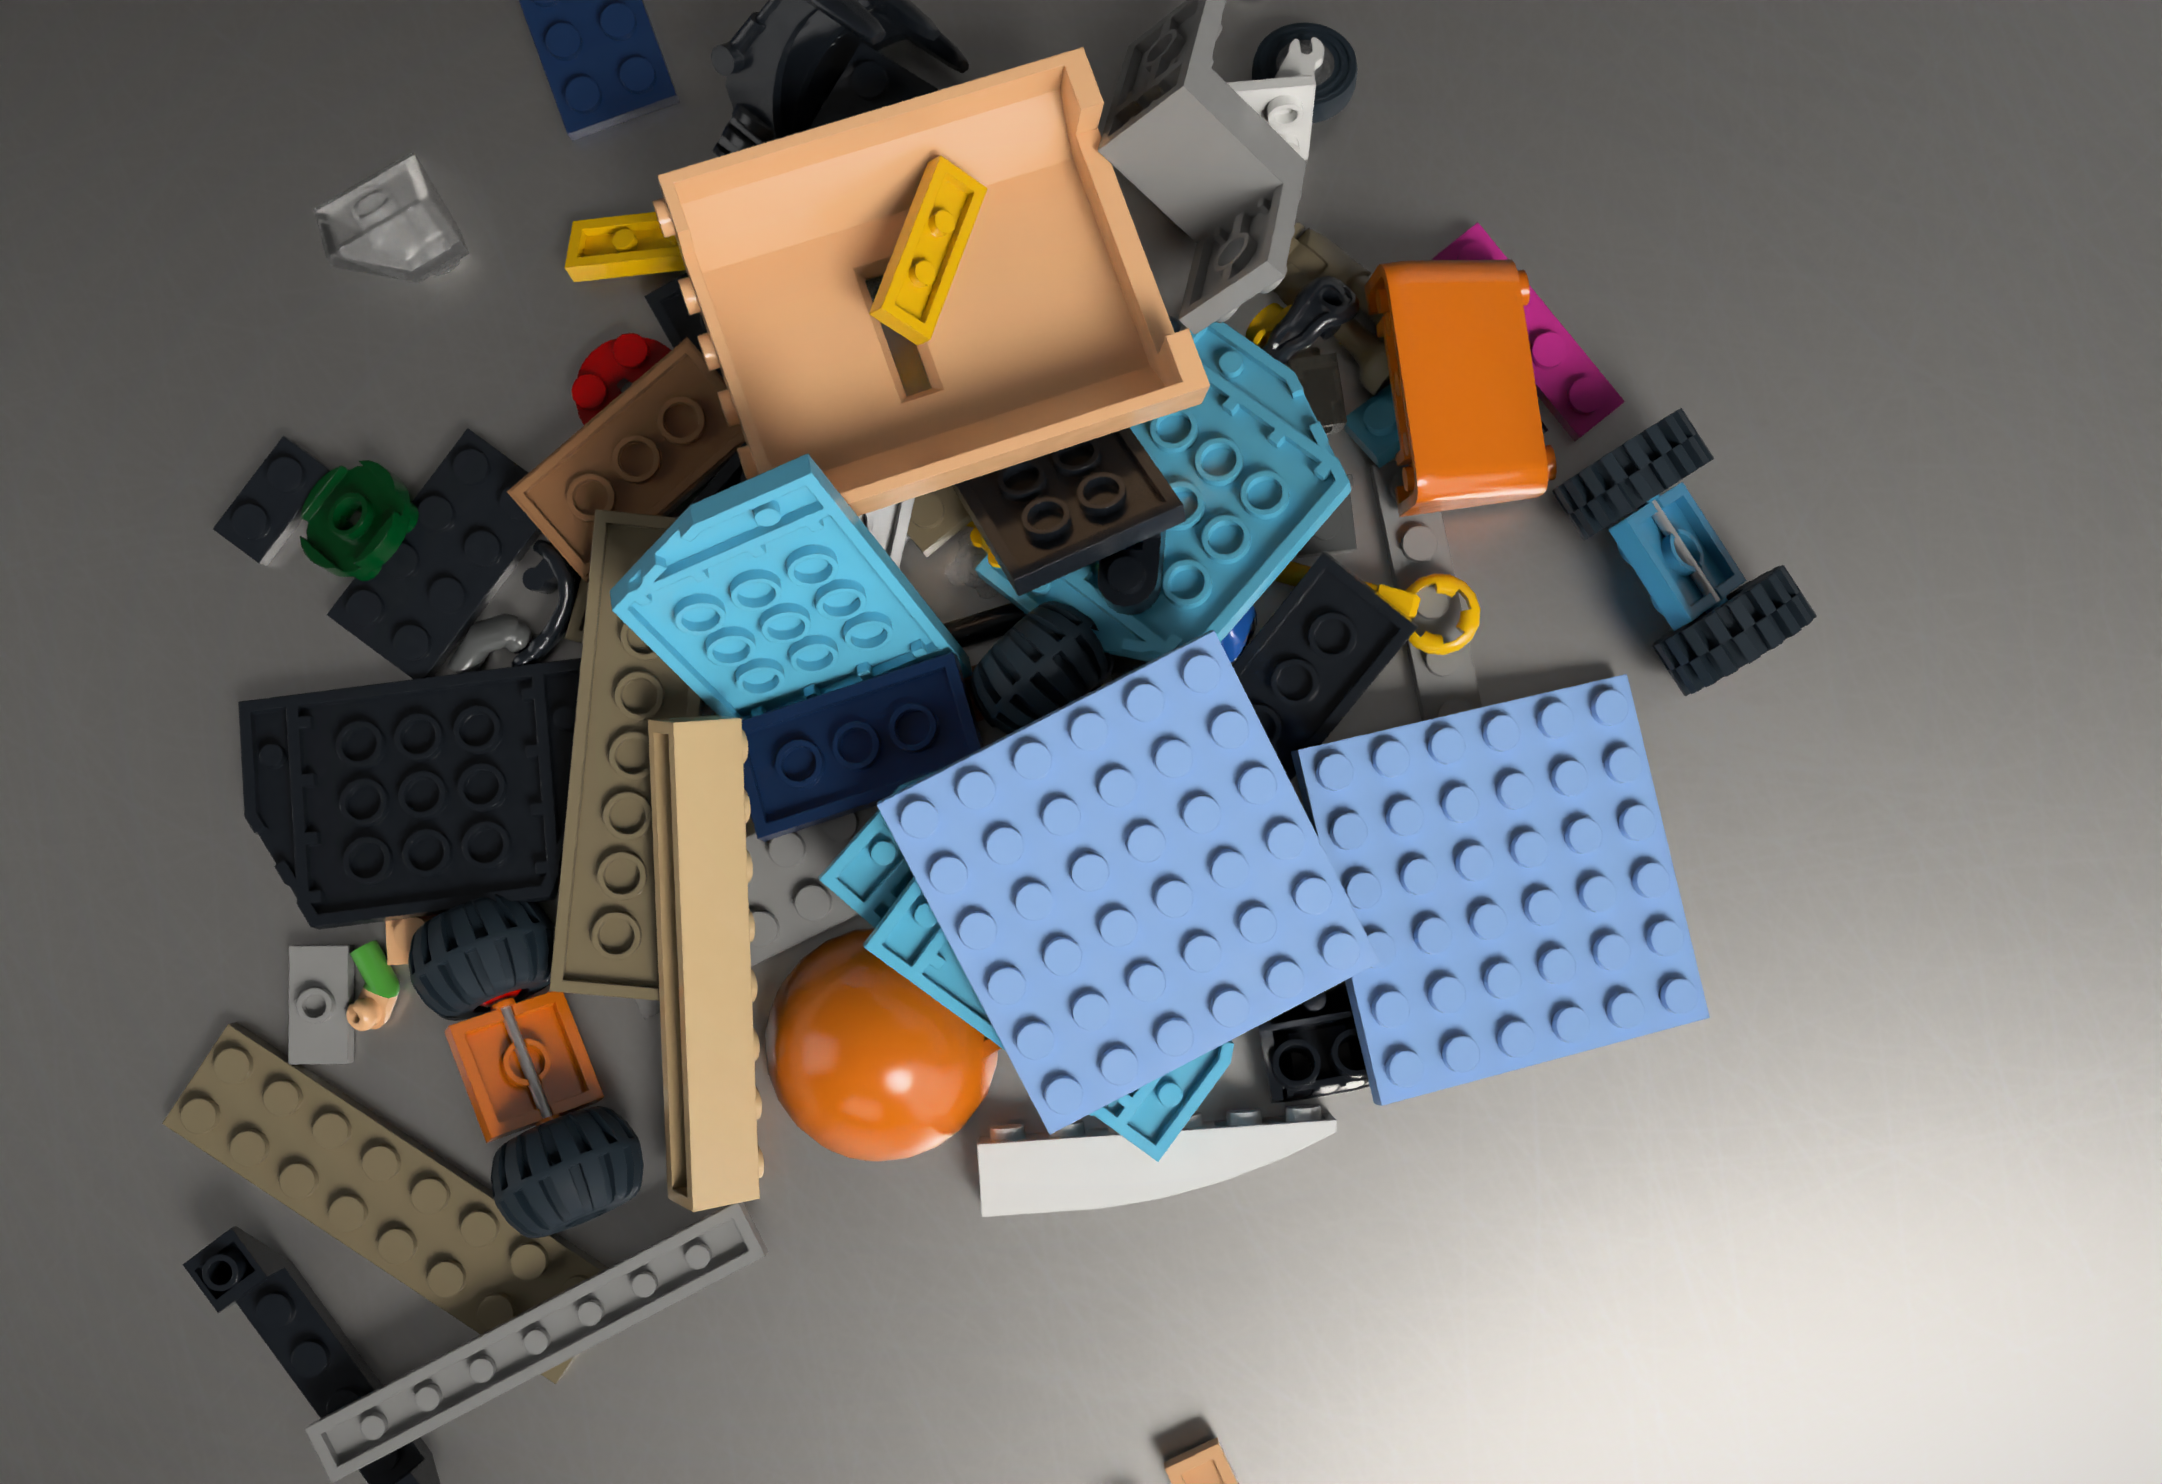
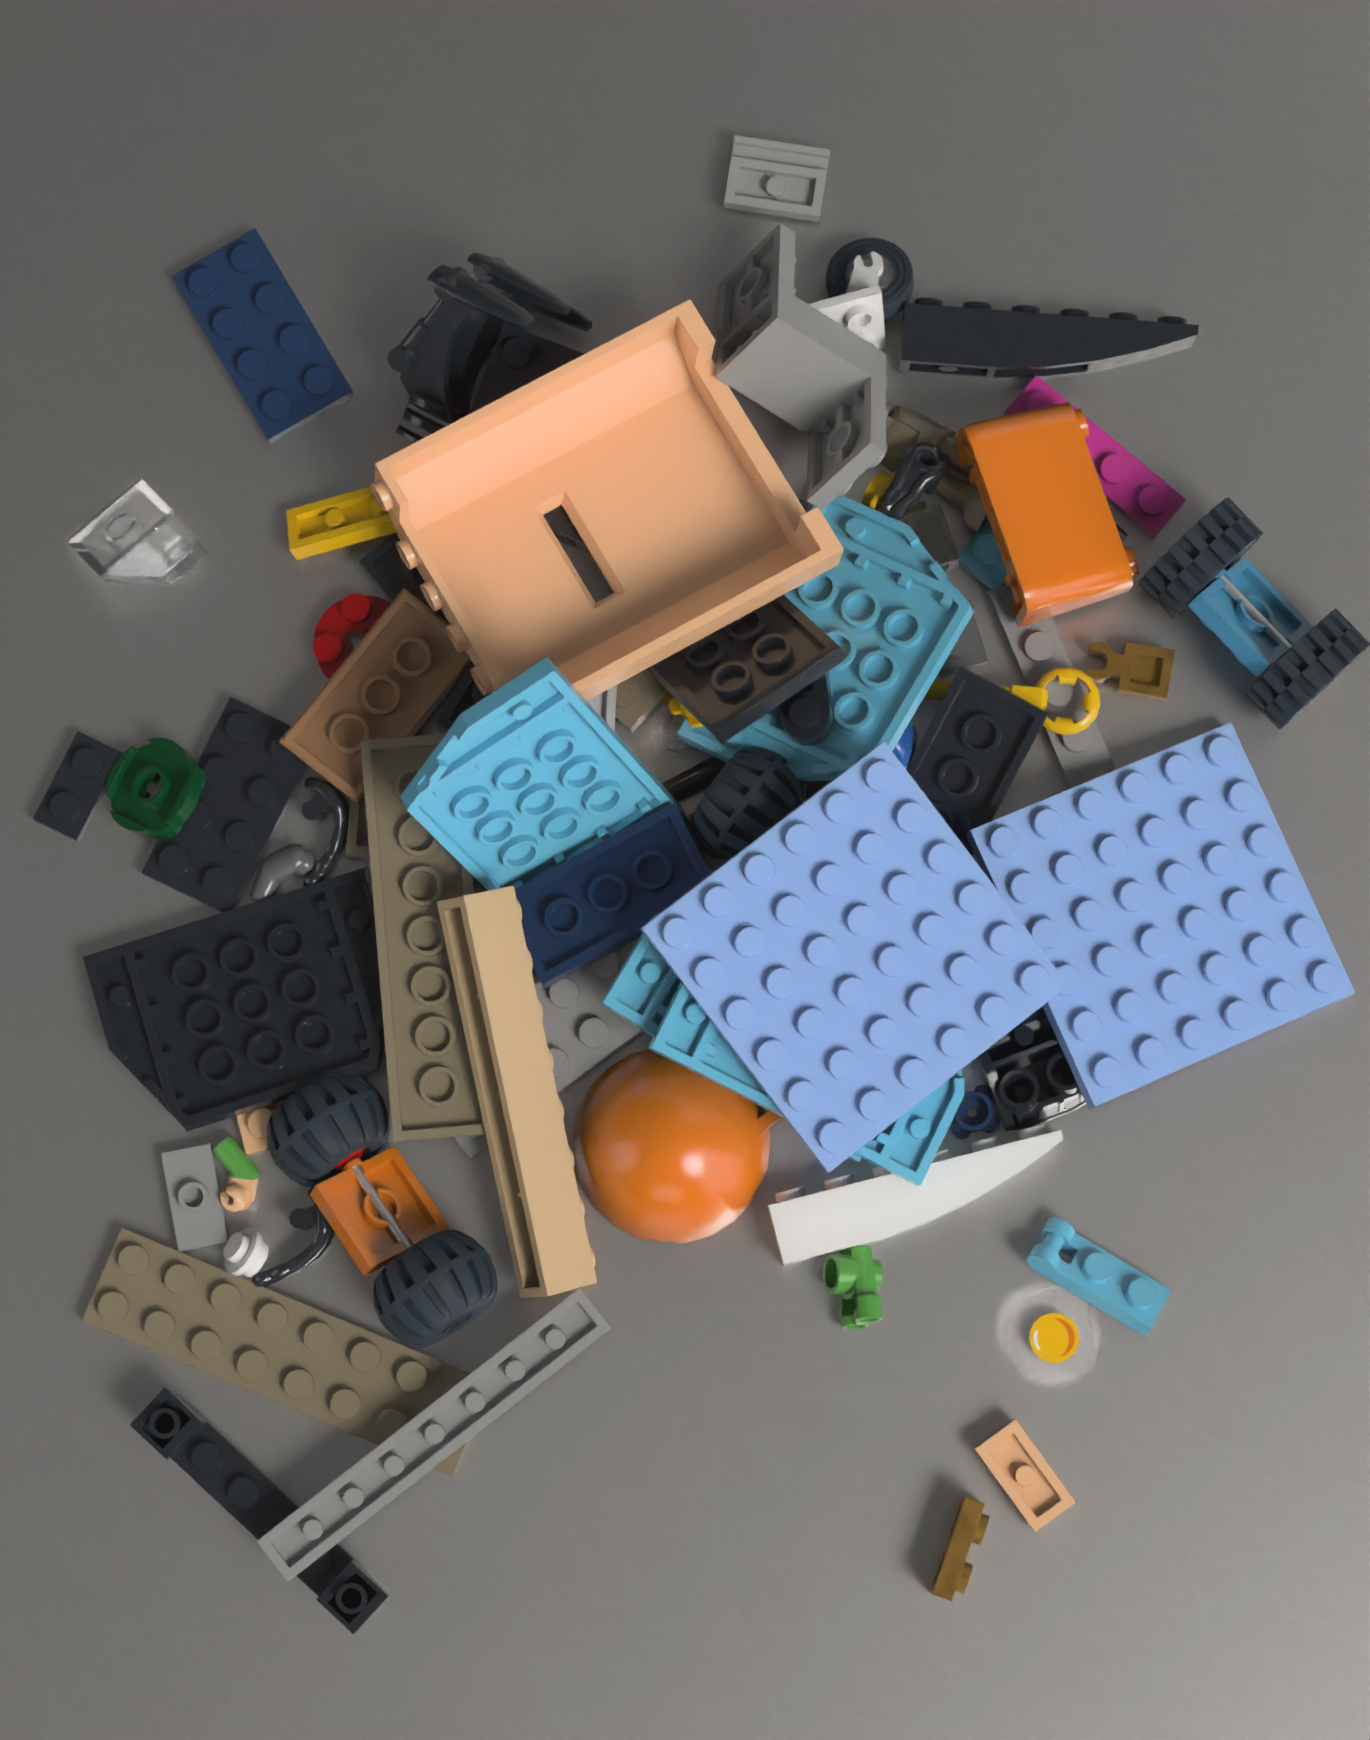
camera: 10 degrees left, 5 degrees down
(364, 1081) = (245, 1253): none -> white plate
(431, 1055) = (304, 1220): none -> black piece
(928, 251) = (594, 482): yellow plate -> none
(1063, 1244) = (856, 1278): none -> bright green plate
(1249, 1083) = (983, 1121): none -> dark blue plate
(1280, 1352) = (1053, 1338): none -> clear tile
(1347, 1294) = (1098, 1277): none -> medium azure plate
(1474, 181) = (1028, 343): none -> black slope
(1530, 592) = (1140, 670): none -> pearl gold plate

